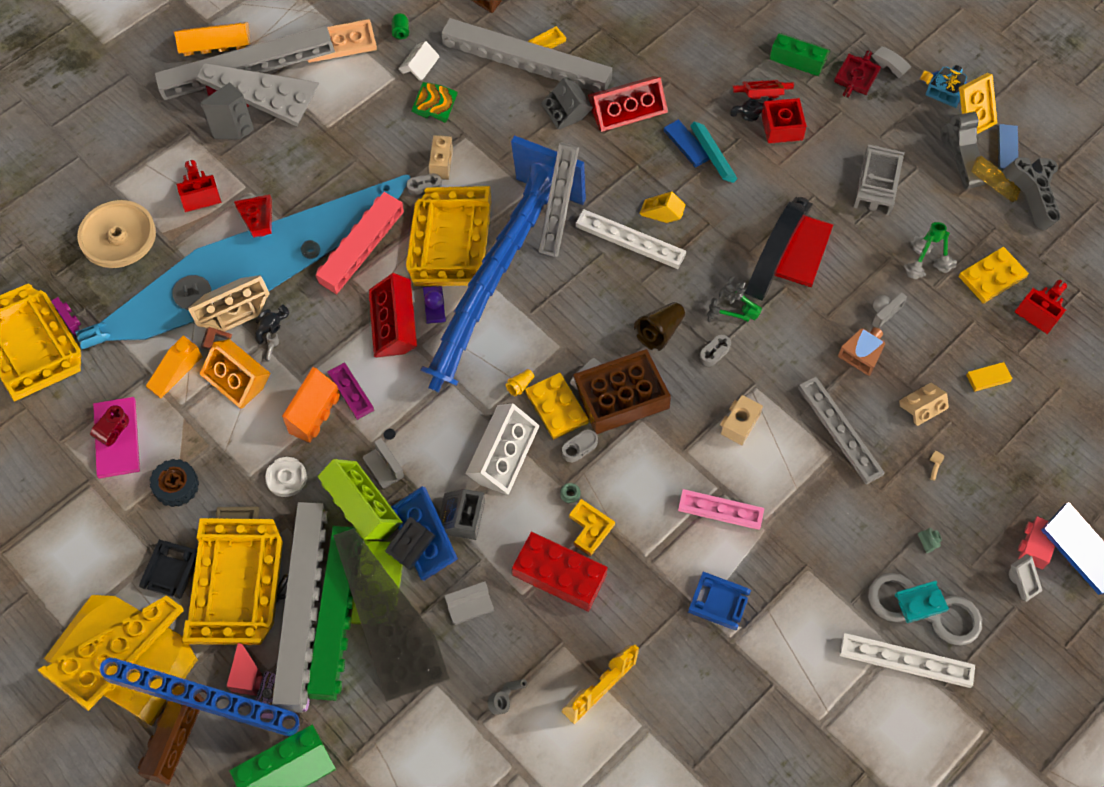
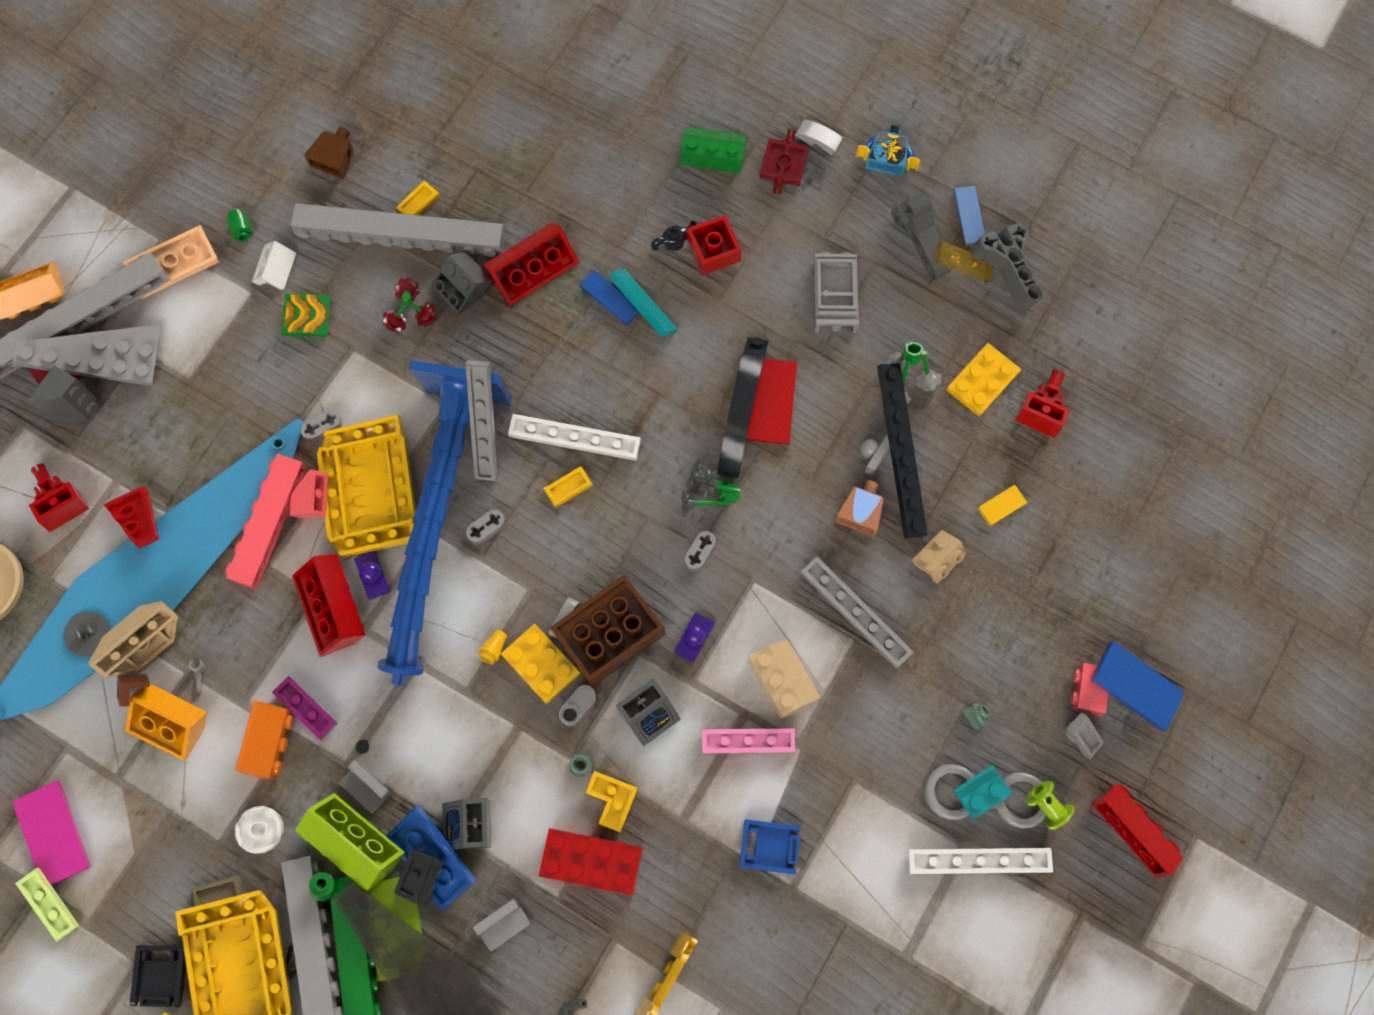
camera: 15 degrees left, 10 degrees up
(96, 489) = (47, 904): none -> yellowish green tile
(110, 426) = (39, 829): dark red piece -> none
(174, 366) = (92, 732): light orange slope -> none
(174, 482) = (134, 872): black wheel -> none
(269, 322) = (188, 647): black piece -> none
(310, 244) = (205, 540): clear smoke plate -> none
(327, 525) = (321, 894): none -> green brick
(401, 231) = (310, 496): none -> coral slope
(441, 156) = (332, 387): tan brick -> none
(502, 448) = (493, 733): white slope -> none
(522, 101) = (407, 291): none -> dark red plant
(538, 290) = (482, 523): none -> light grey beam
(615, 276) = (568, 487): none -> yellow tile
(639, 463) = (648, 712): none -> dark grey slope
(659, 325) = (632, 539): dark brown cone -> none
(663, 208) = (602, 389): yellow slope -> none
(693, 416) = (694, 637): none -> dark purple tile
(739, 430) = (749, 615): tan brick -> none
(762, 467) = (783, 678): none -> tan slope
(768, 88) = (681, 208): red plate -> none
(910, 310) = (902, 450): none -> black plate
(936, 458) = (966, 618): tan hand -> none
(980, 97) = (927, 171): yellow plate -> none
(982, 627) = (1043, 797): none -> lime hose
(1058, 670) = (1138, 831): none -> red slope

